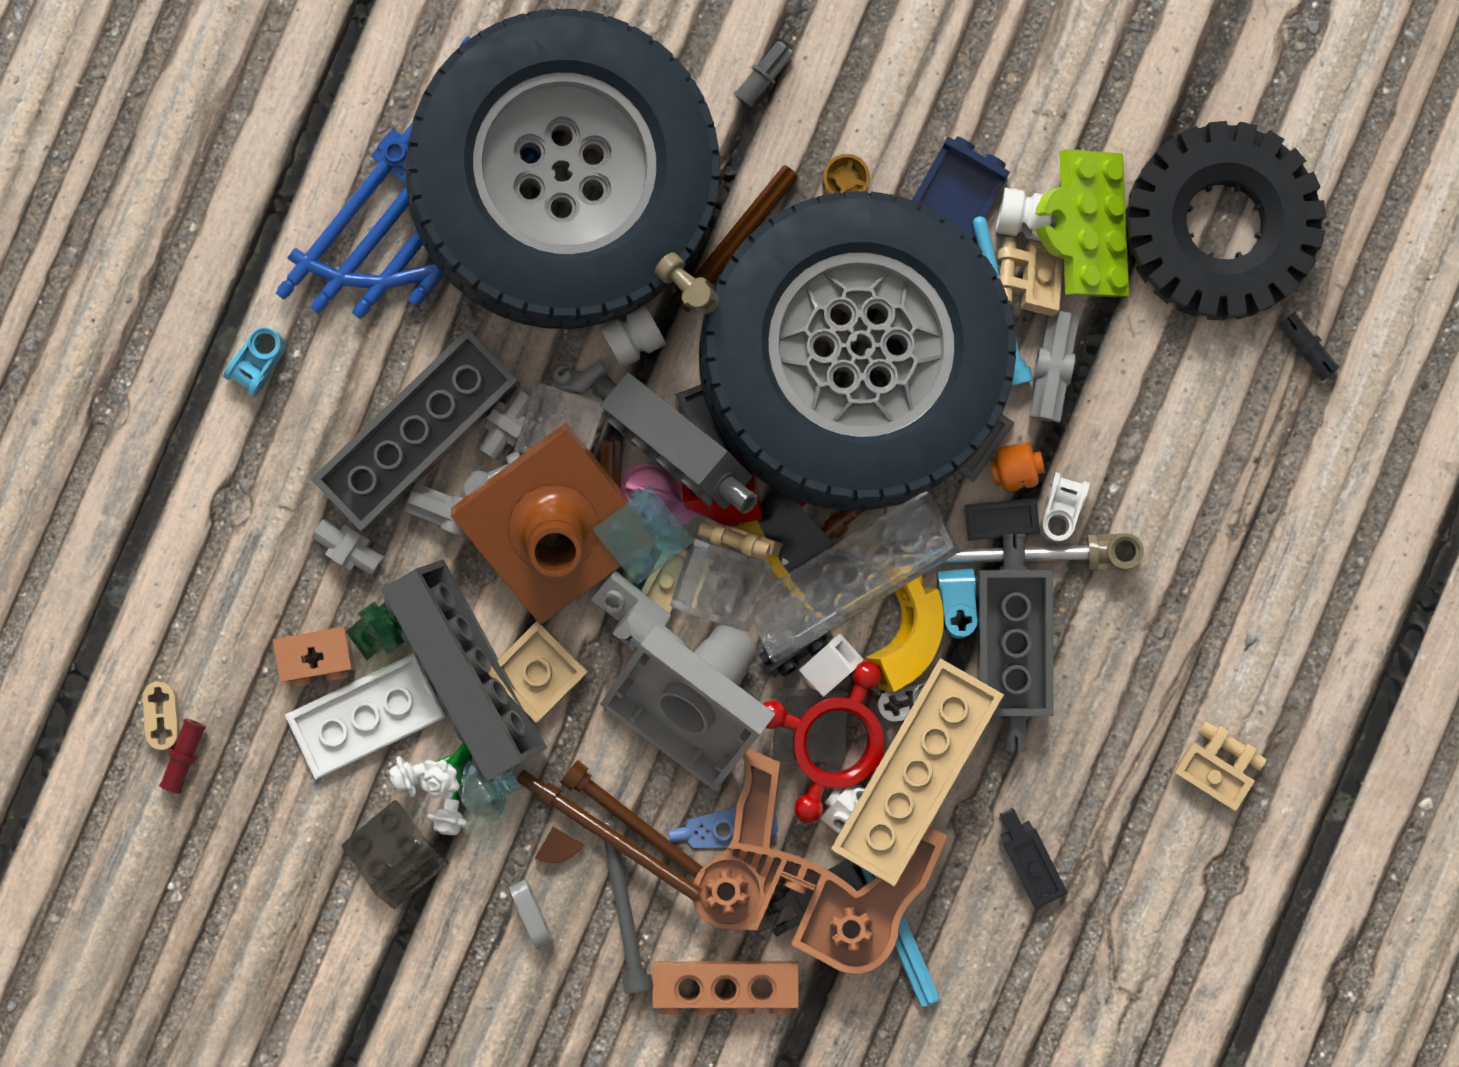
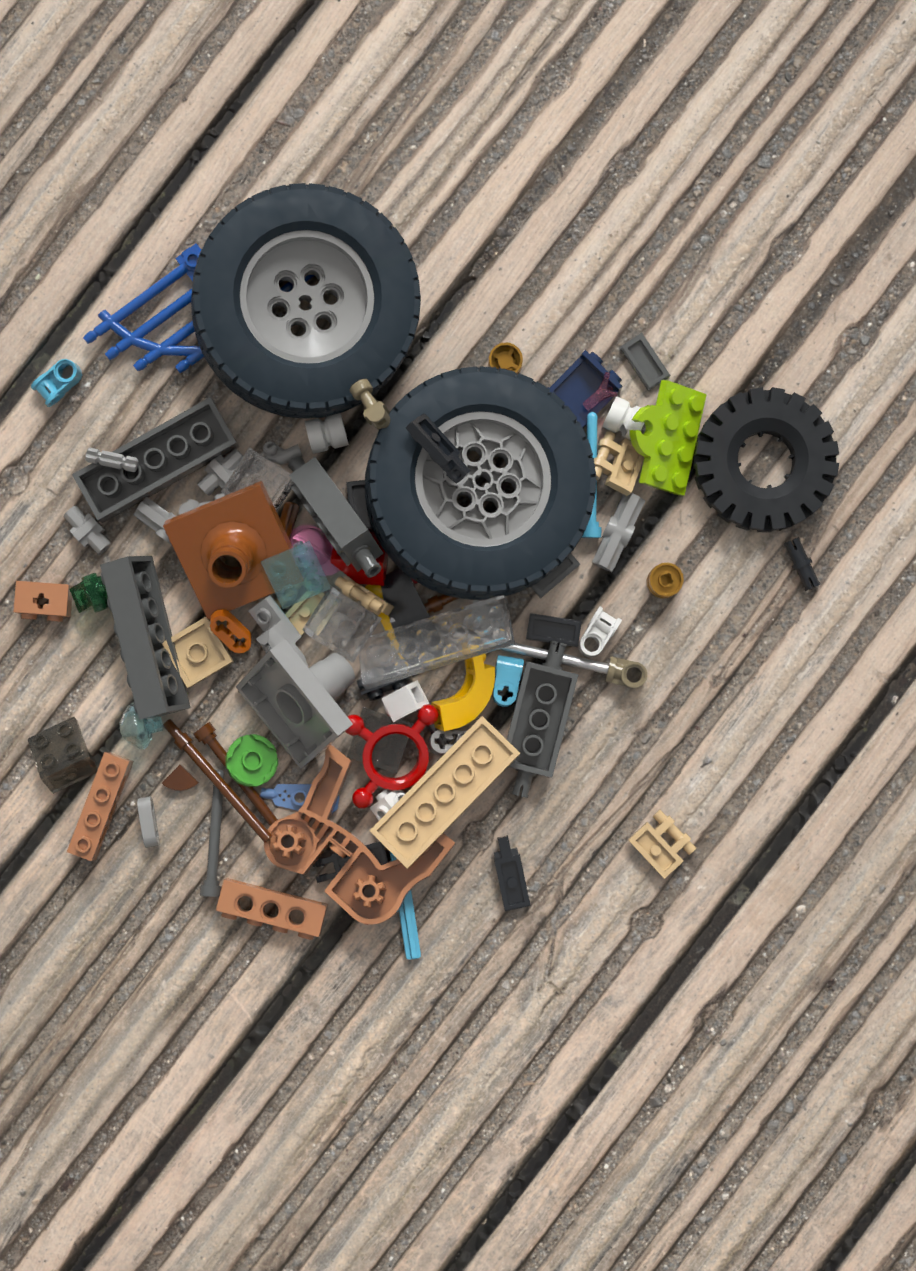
camera: 10 degrees right, 0 degrees up
(359, 446) = (111, 459): none -> light grey axle
(365, 716) = (67, 652): white tile -> none
(439, 780) = (106, 711): white plant -> none
(462, 910) = (100, 806): none -> nougat brick
(571, 638) = (228, 633): none -> orange beam
(647, 796) = (251, 760): none -> bright green tile
(744, 227) = (442, 365): reddish brown axle -> none
(763, 74) = (467, 272): dark grey axle -> none
(793, 318) = (438, 447): none -> black hinge
(984, 189) = (601, 394): none -> clear pink bar
(1017, 467) = (573, 595): orange head -> none
(1029, 131) = (645, 361): none -> dark grey tile
(1133, 415) = (665, 580): none -> pearl gold wheel

